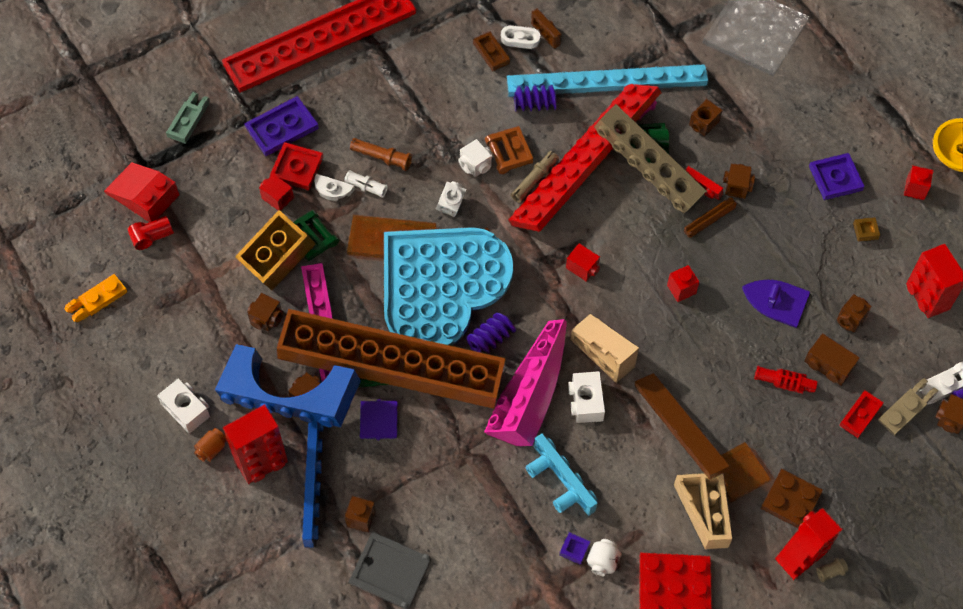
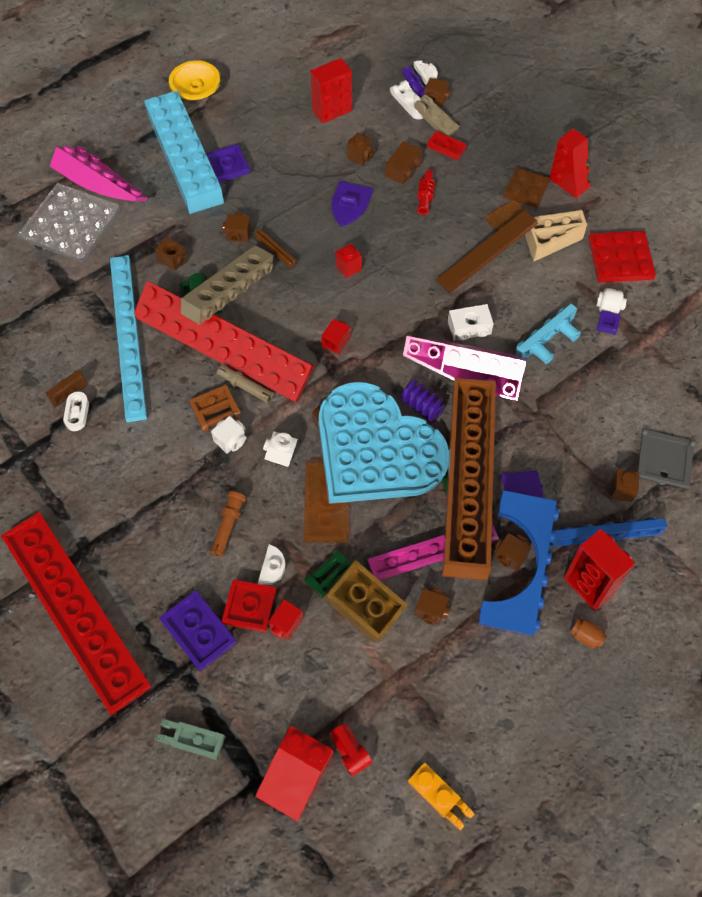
camera: 95 degrees left, 0 degrees up
(190, 416) = (561, 658): white brick -> none
(354, 178) = (265, 534): white pin -> none
(491, 51) = (94, 435): reddish brown plate -> none
(534, 97) = (155, 389): dark purple piece -> none
(605, 347) = (423, 308): tan wedge -> none
(712, 189) = (246, 245): red plate -> none
(819, 51) = (93, 174): none -> dark pink wedge
(854, 131) = (184, 152): none -> medium azure brick
(866, 229) = (277, 144): pearl gold plate -> none
(918, 182) = (231, 110): red brick -> none

